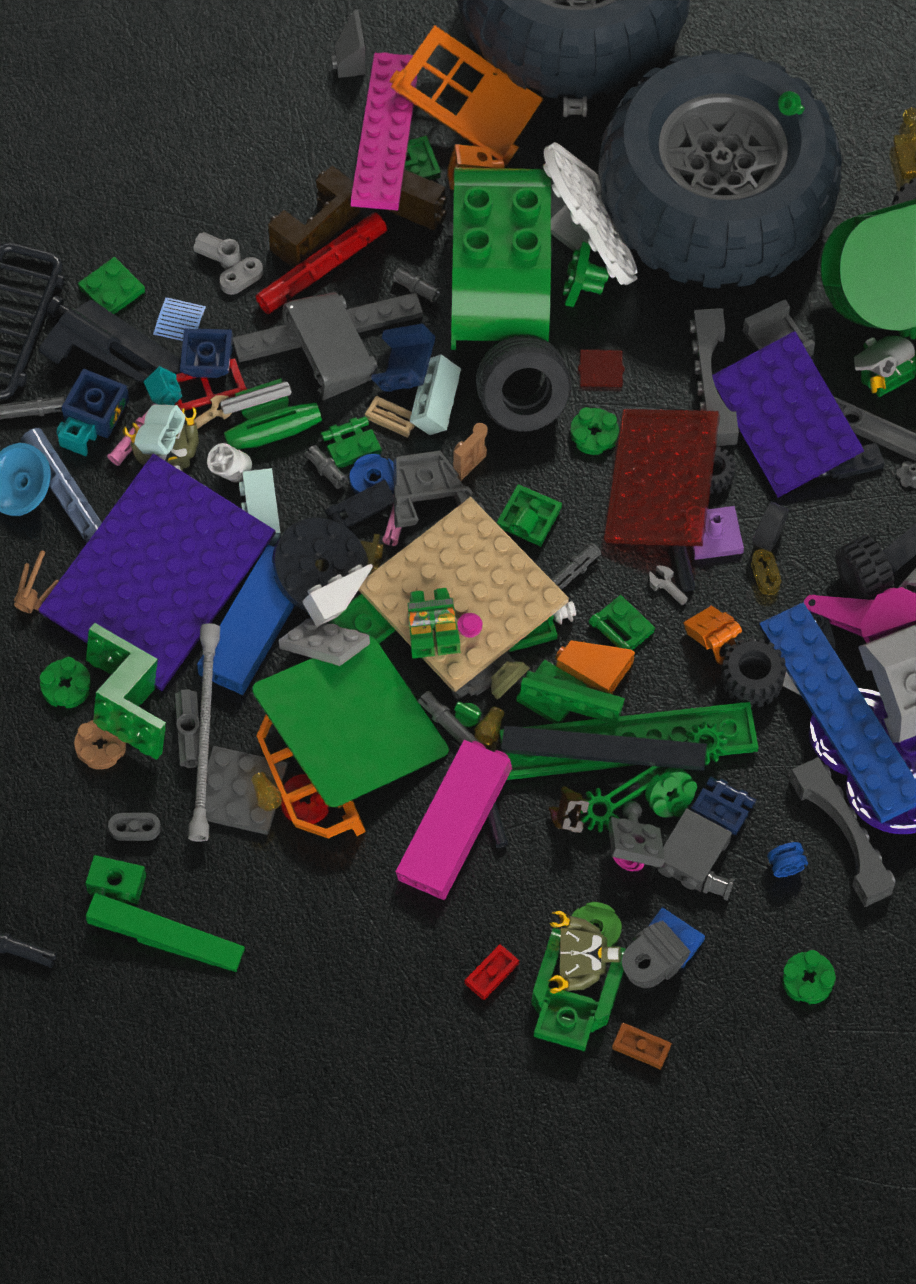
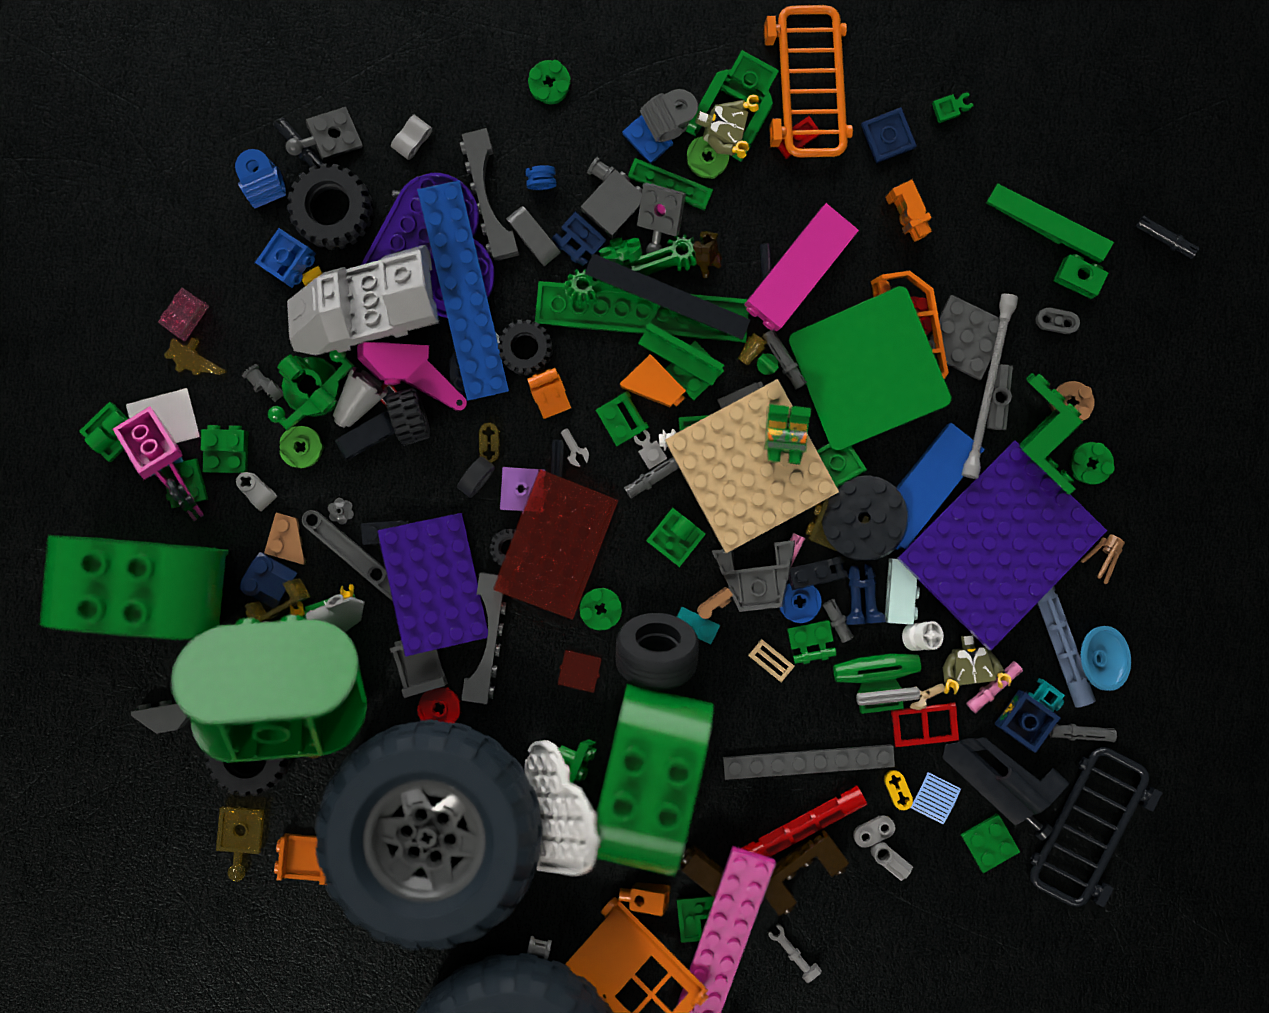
camera: 165 degrees left, 25 degrees up
(160, 429) = (981, 673): light aqua brick -> none
(163, 387) = (965, 724): teal window -> none
(206, 352) = (922, 753): dark blue slope -> none
(227, 315) = (893, 791): none -> yellow beam
(266, 793) = (950, 321): clear yellow cone -> none
(283, 134) = (810, 973): none -> light grey piece
(307, 470) = (872, 614): none -> dark blue piece
(313, 1043) = (948, 107): none -> green plate
(324, 642) = (876, 445): light grey plate -> none
(329, 342) = (815, 738): dark grey windscreen -> none
(330, 898) = (911, 210): none -> orange hips
(331, 600) = (862, 478): white slope -> none
(381, 996) = (888, 135): none -> dark blue plate
(408, 357) = (748, 707): dark blue panel -> none
(416, 285) = (723, 787): dark grey pin -> none
(436, 396) = (731, 668): light aqua brick -> none
(469, 625) = (754, 427): dark pink plate -> none
(496, 437) = (704, 628): none -> teal plate
(506, 677) = (729, 381): olive piece -> none
(542, 1091) = (780, 30): none -> orange bar
(582, 598) = (651, 452): none -> light grey plate
(632, 890) = (696, 194): none -> green tile
(641, 1046) = (694, 51): dark orange plate -> none
(731, 305) = (443, 696): none -> red plate
(778, 797) = (533, 235): none -> dark grey beam
(790, 103) = (352, 864): green plate -> none
(856, 141) = (298, 858): none -> orange panel

